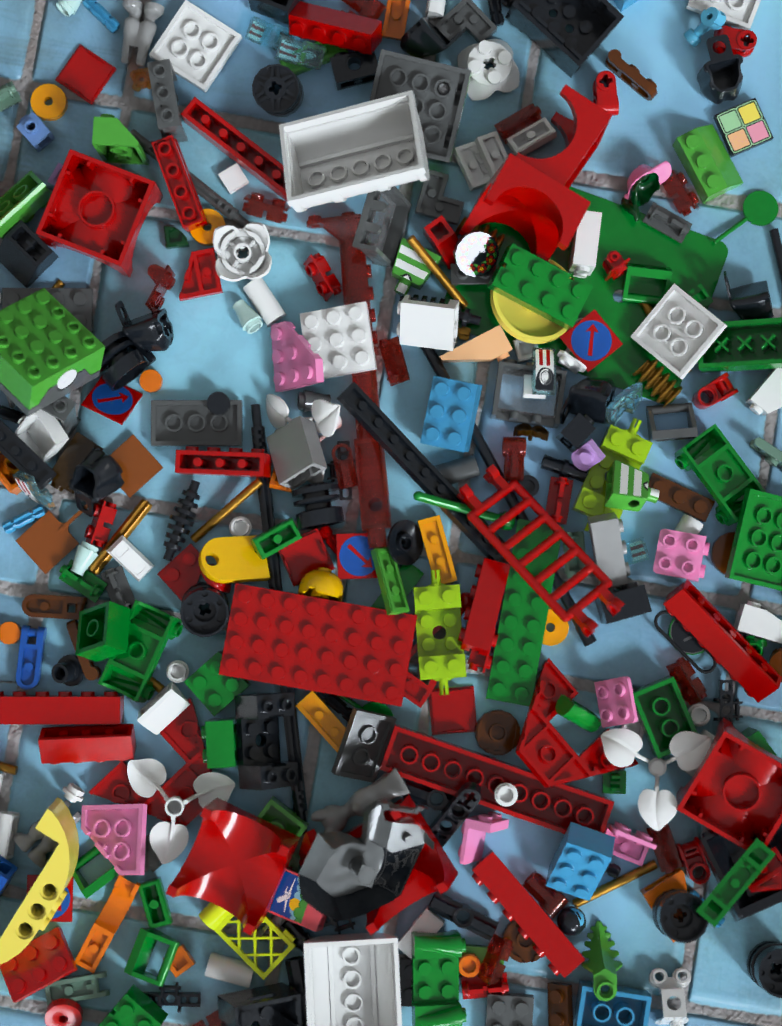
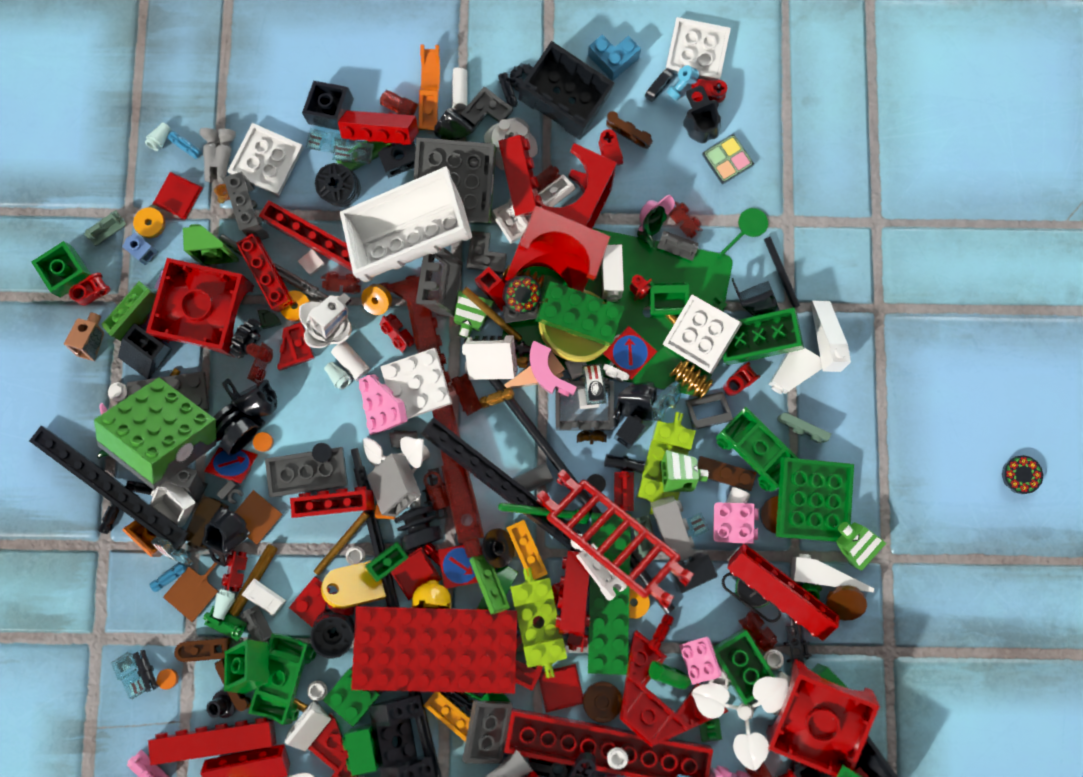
camera: 10 degrees left, 5 degrees down
(30, 657) = (187, 698): blue plate -> none
(104, 431) = (229, 490): none -> dark grey tile
(147, 255) = (245, 335): none -> black gear
(181, 520) = (298, 581): black piece -> none
(249, 244) = (329, 314): none -> white torso
(310, 227) = (382, 294): none -> light orange piece
(428, 370) = (497, 397): none -> pearl gold axle
(451, 414) = (521, 432): dark azure brick -> none
(486, 349) = (539, 364): none -> bright pink arch
(495, 111) = (519, 175): none -> red brick
(514, 453) = (580, 458): clear red piece -> none
(517, 587) = (600, 574): none -> white plate
(576, 665) = (661, 632): none -> red axle
(587, 455) = (642, 450): lavender plate -> none
(675, 25) = (658, 85): none -> black beam
(707, 162) = (702, 191): bright green slope -> none

